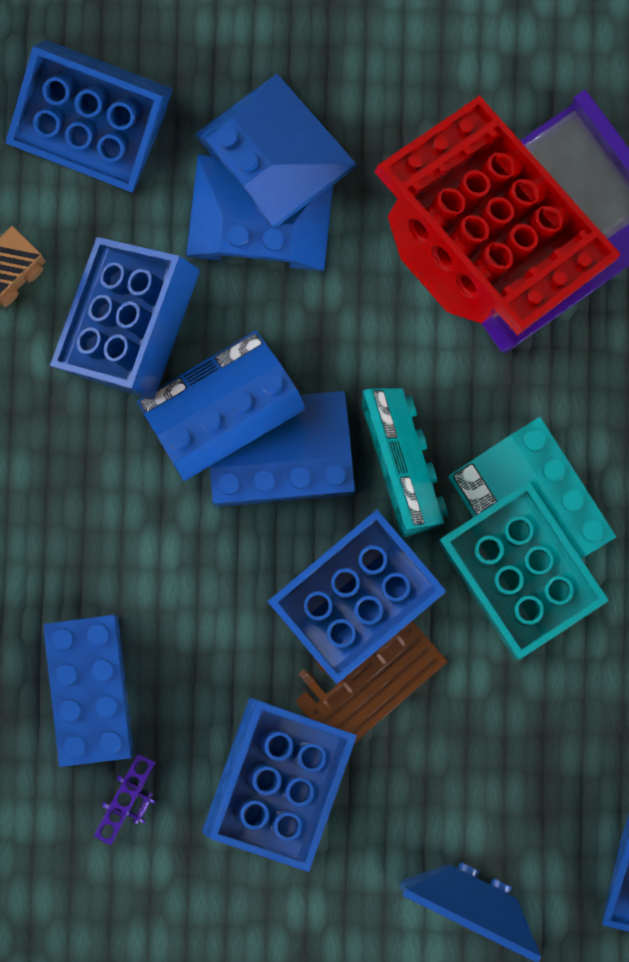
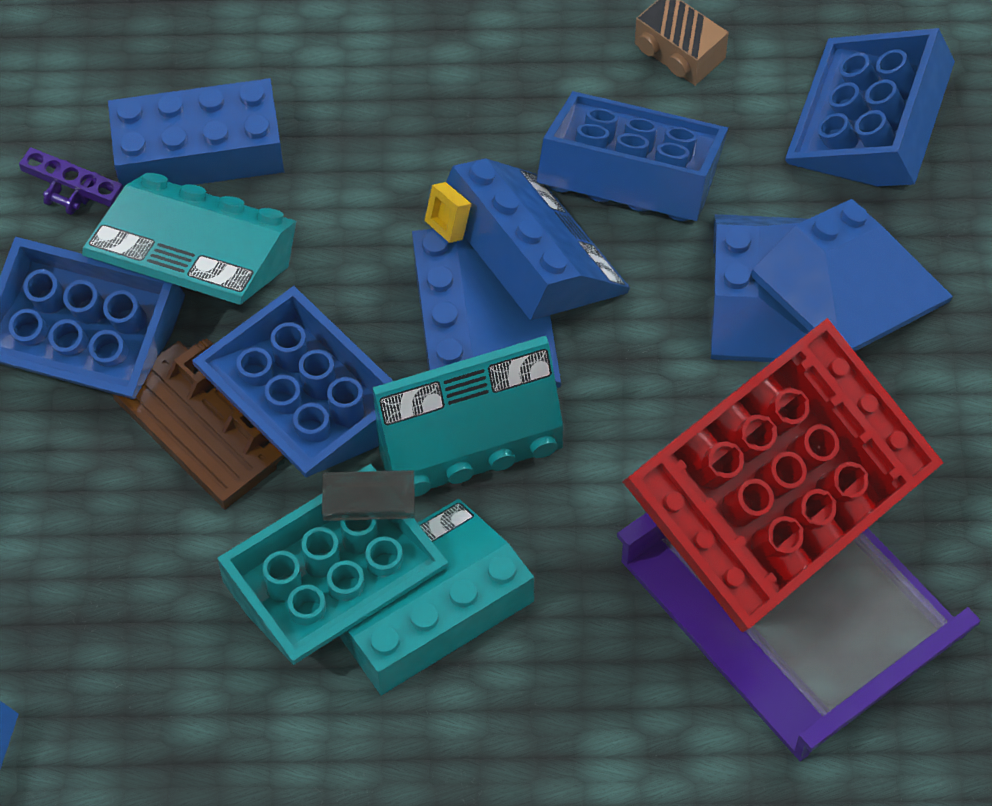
camera: 85 degrees right, 25 degrees down
(209, 470) = (447, 212): none -> yellow plate
(214, 689) = (193, 238): none -> teal slope
(473, 540) = (368, 495): none -> clear smoke tile

